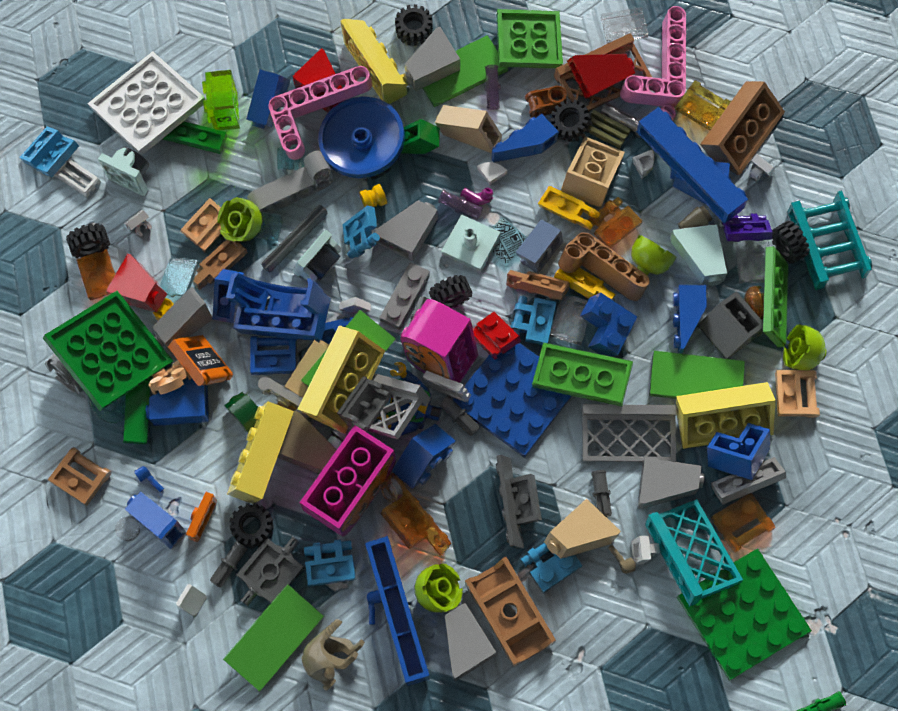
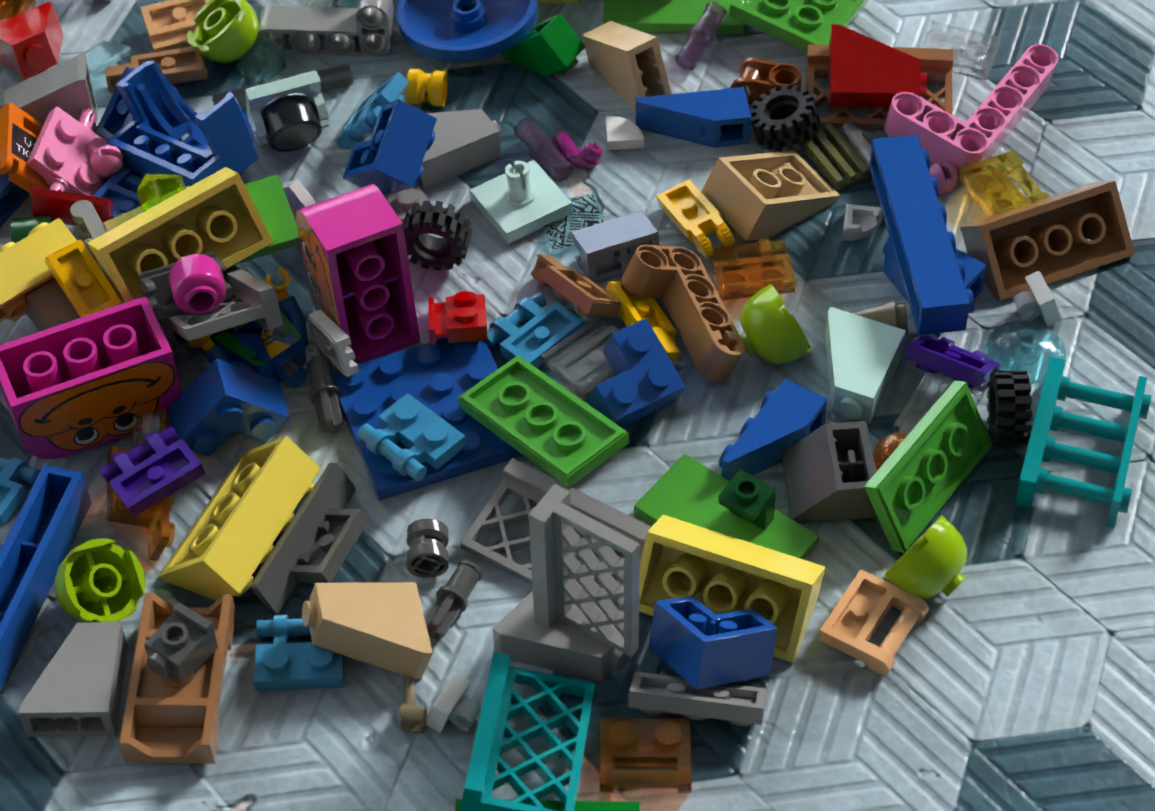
camera: 30 degrees right, 20 degrees down
(222, 348) = (65, 152): none -> bright pink plate
(247, 339) = (106, 161): none -> bright pink hinge
(249, 380) = (59, 203): none -> red slope
(306, 354) = (157, 188): none -> clear neon green slope
(311, 432) = (82, 279): none -> yellow hinge
(379, 405) = (197, 284): none -> dark pink head
(401, 257) = (394, 151): none -> blue brick
(425, 517) = (152, 470): none -> dark purple plate
(473, 510) = (242, 520): none -> light yellow slope
(505, 590) = (181, 644): none -> dark grey brick
(528, 413) = (419, 430): none -> dark azure plate
(572, 473) = (427, 548): none -> dark grey wheel
(687, 462) = (556, 566): none -> light grey fence
(710, 365) = (749, 499): none -> dark green bracket
(762, 204) = (1024, 347): none -> clear light blue dish

